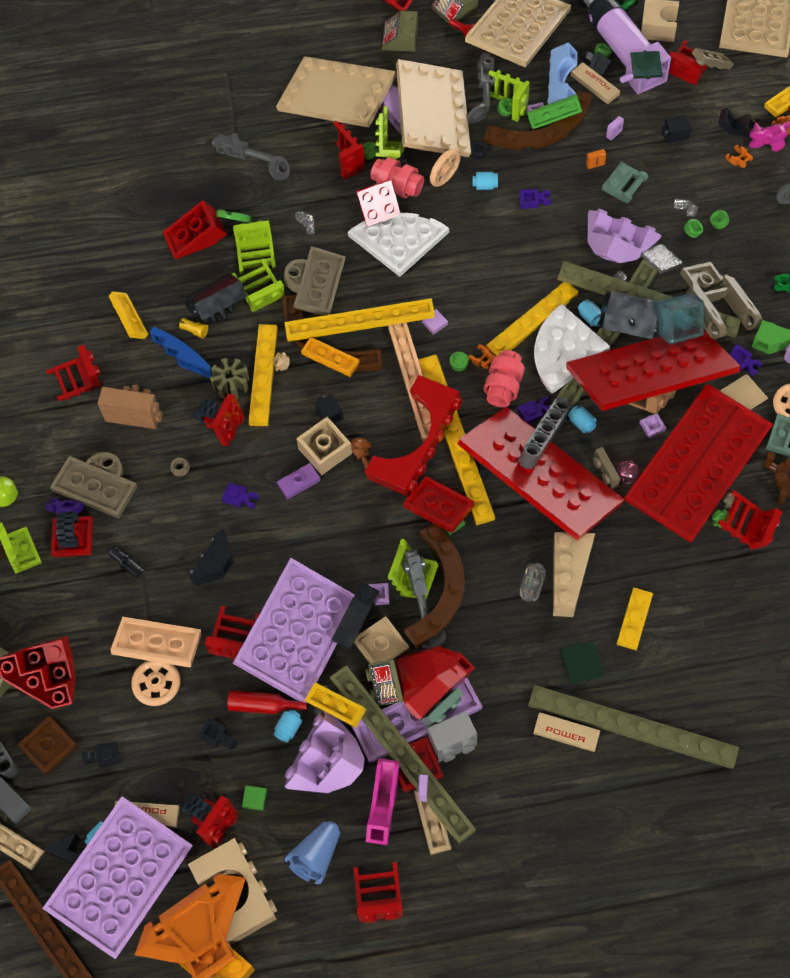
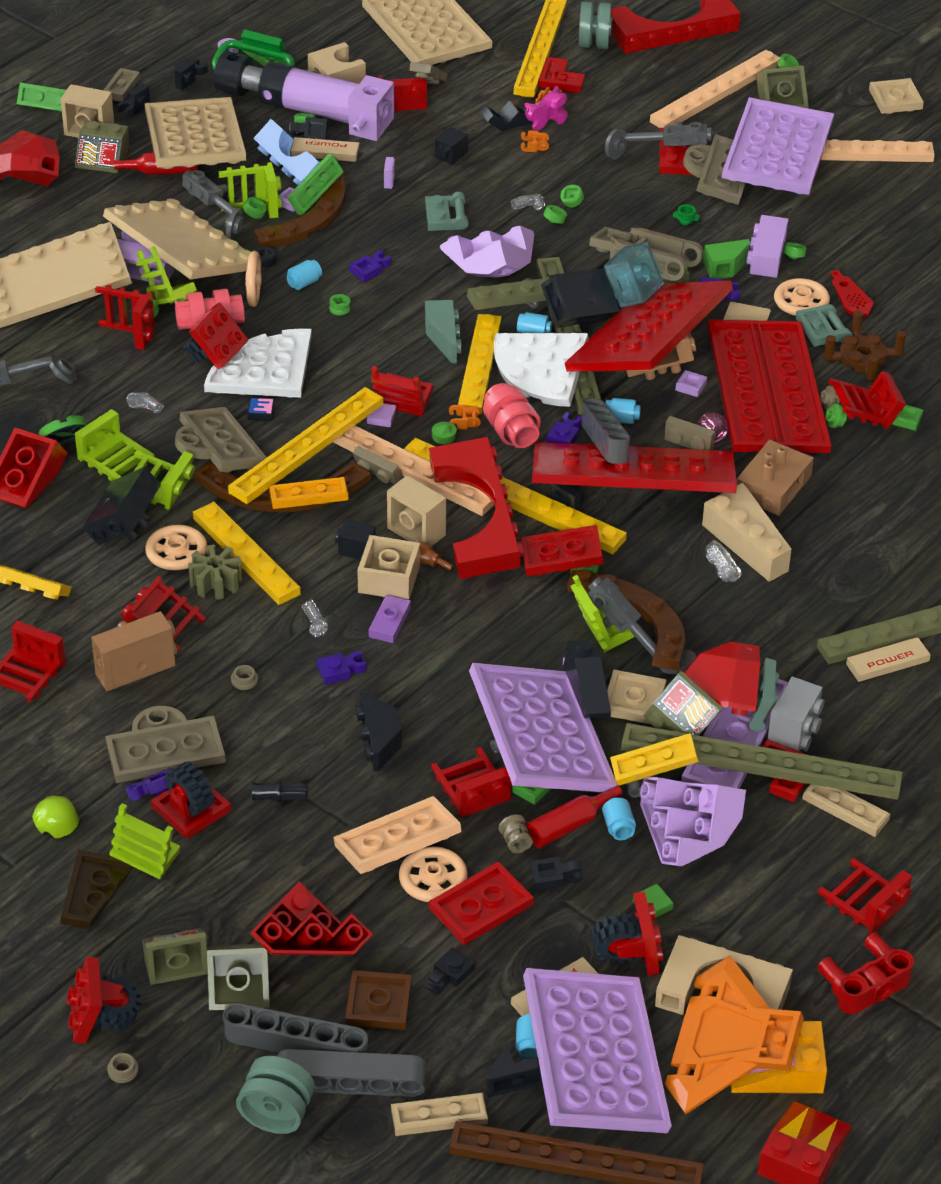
camera: 45 degrees left, 20 degrees down
(159, 723) = (481, 903): none -> red plate
(161, 380) = (152, 598): none -> red plate
(185, 356) = (130, 577): blue slope -> none
(198, 329) = (127, 552): yellow pin -> none
(216, 697) = (515, 833): none -> dark tan bush
(221, 417) = (245, 604): red plate -> none
(233, 331) = (175, 546): none -> light nougat plate
(256, 452) = (318, 622): none -> clear arm
(281, 361) = (256, 527): tan plate -> none
(313, 854) = (772, 901): medium blue cone -> none
(321, 958) = (873, 980): none -> red piece
(368, 270) = (261, 409): none -> tile
(376, 416) = (416, 511): none -> tan brick
(383, 801) = (782, 807): dark pink arch -> none
(389, 356) = (382, 468): none -> dark tan plate
(401, 32) = (69, 196): olive slope -> none
(423, 788) = (820, 764): lavender tile -> none
(457, 314) = (406, 393): none -> red plate
(486, 221) = (339, 304): none -> bright green bush
(534, 273) = (442, 327): none -> sand green slope
(582, 662) = (838, 599): clear green piece -> none
(596, 159) = (398, 205): orange tile -> none
(628, 539) = (776, 476): none -> medium nougat piece
(634, 618) = (847, 537): yellow plate -> none
(646, 64) = (376, 96): clear green piece -> none
(661, 258) = (552, 250): clear piece -> none
(774, 551) = (909, 417): none -> bright green tile

